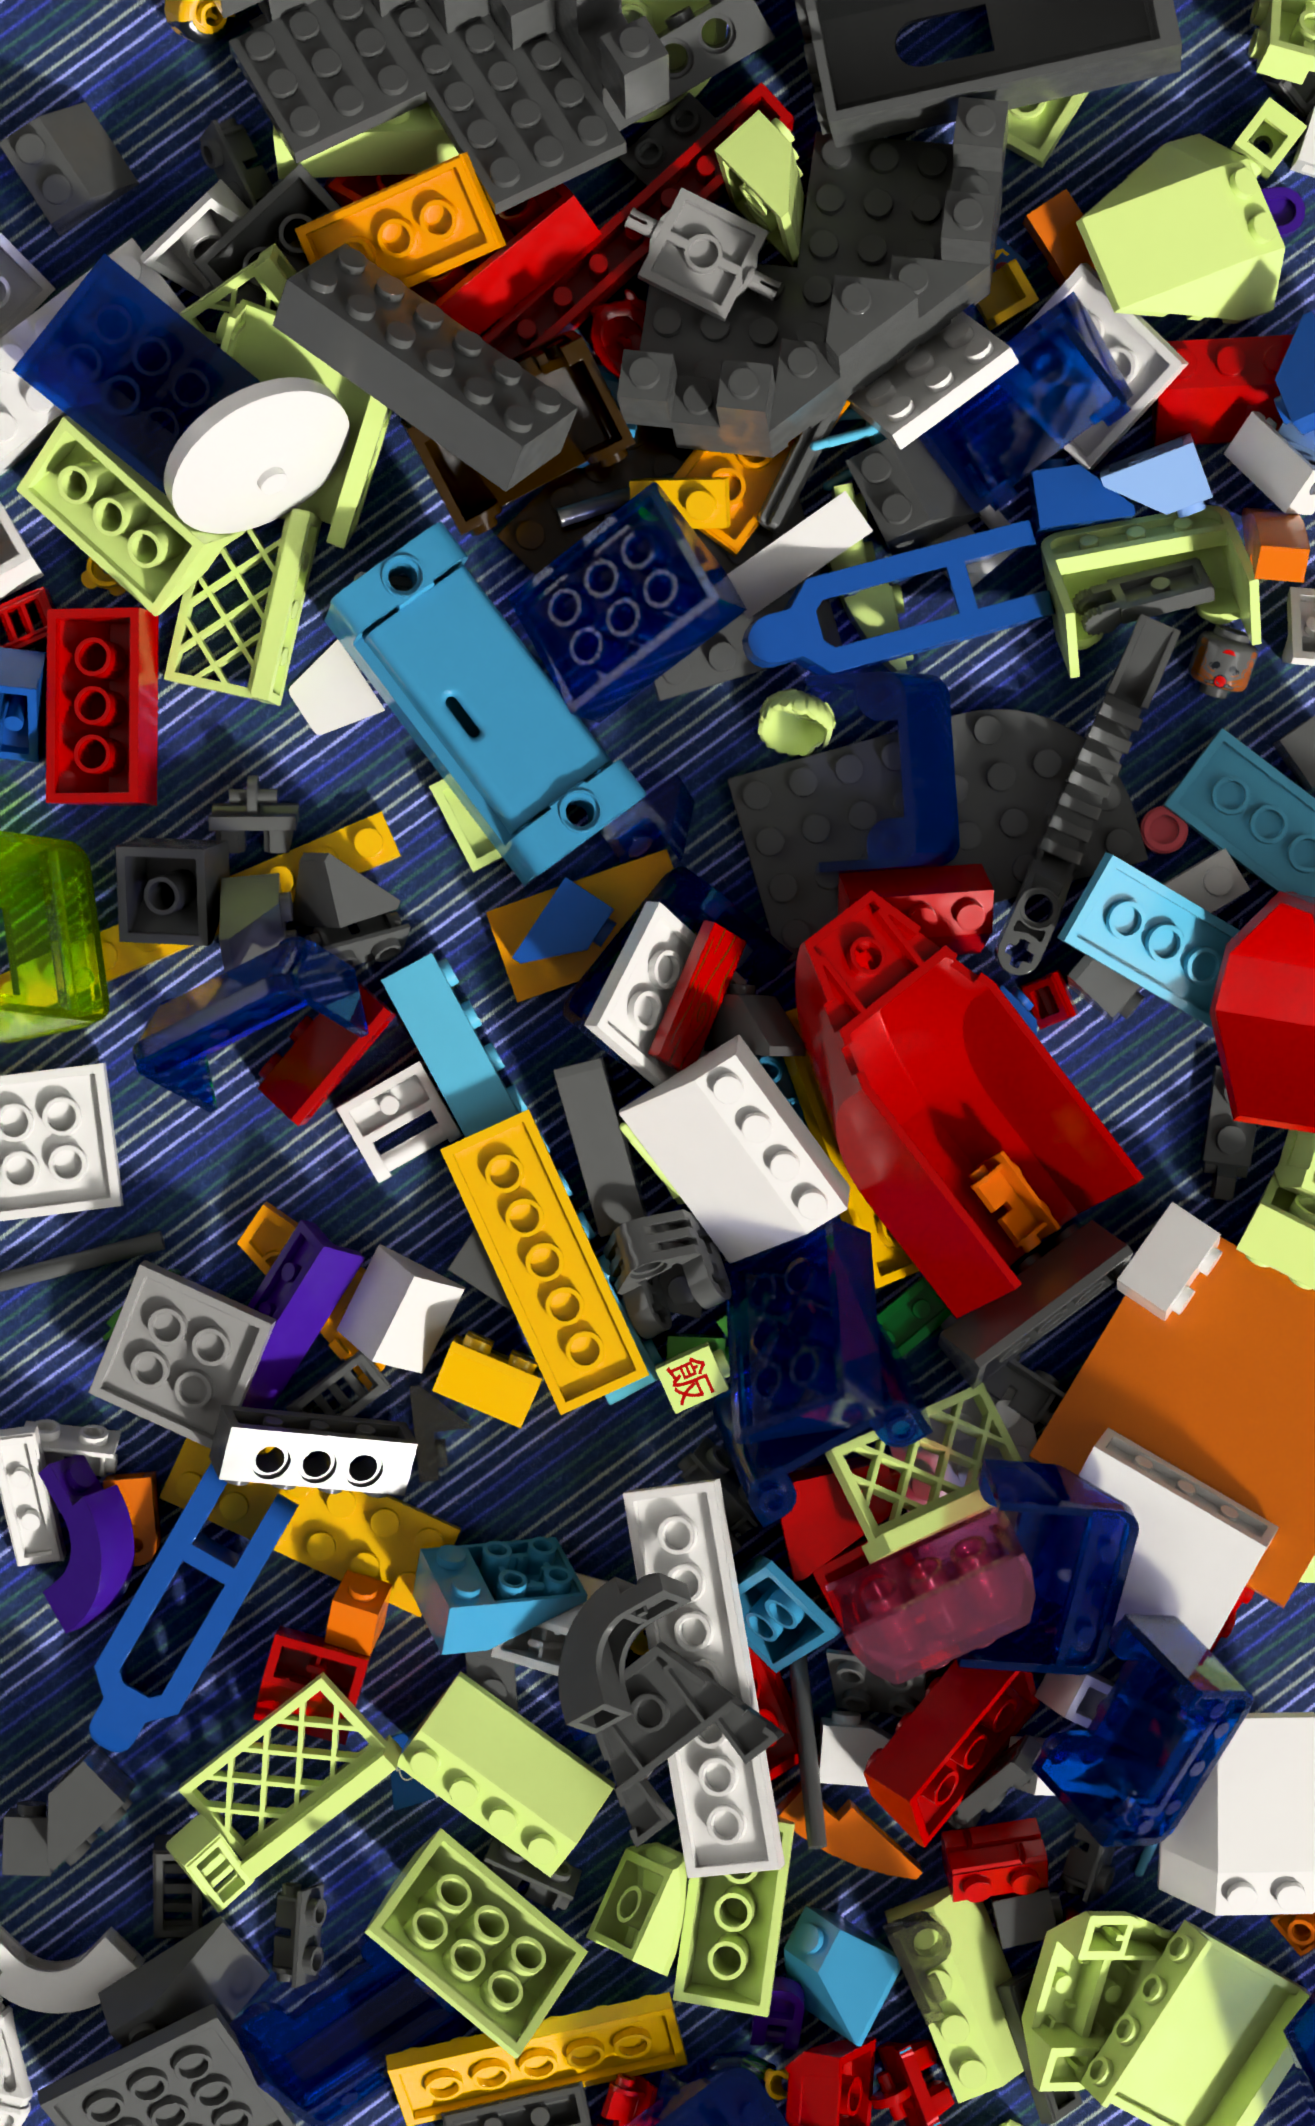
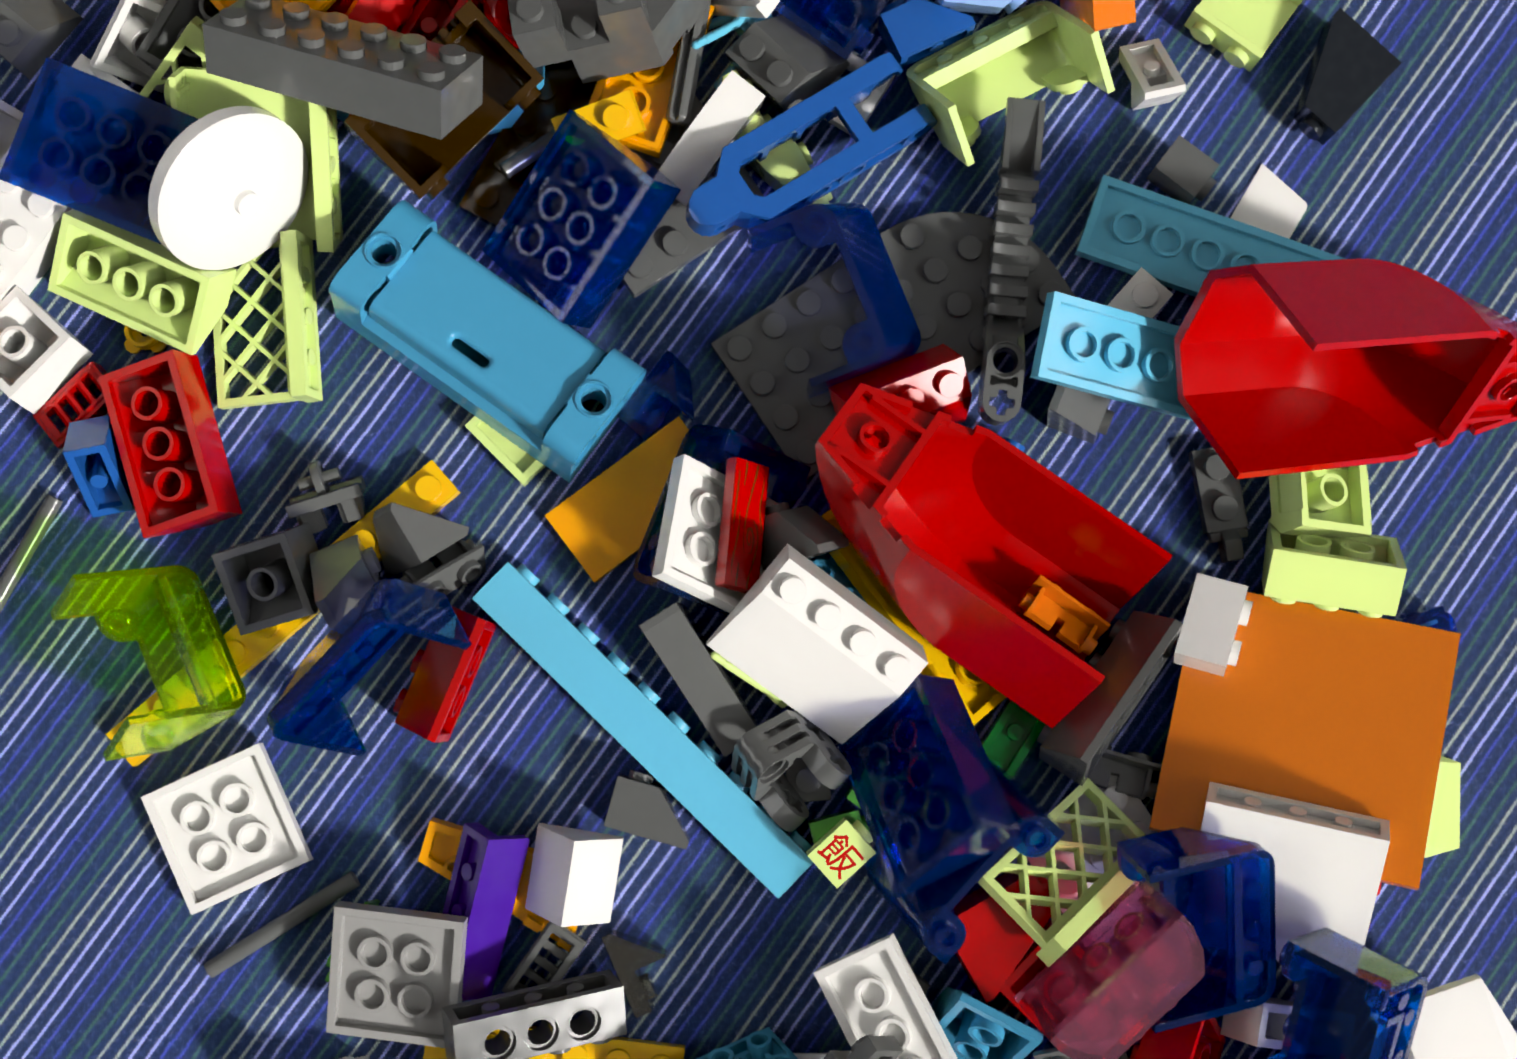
camera: 20 degrees left, 5 degrees down
(334, 692) = (364, 375): white sticker -> none
(391, 1107) = (514, 703): white plate -> none
(489, 1379) = (667, 909): yellow slope -> none
(544, 1262) = (684, 793): yellow plate -> none
(567, 925) = (614, 503): blue slope -> none
(713, 1462) = (881, 921): dark grey hinge -> none
(795, 722) = (752, 278): yellowish green hair -> none
(1050, 999) = (1036, 439): red slope -> none
(1145, 593) = (1014, 79): dark grey hinge -> none
(1163, 831) = (1082, 274): coral tile -> none
(1223, 661) = (1085, 121): dark grey head -> none

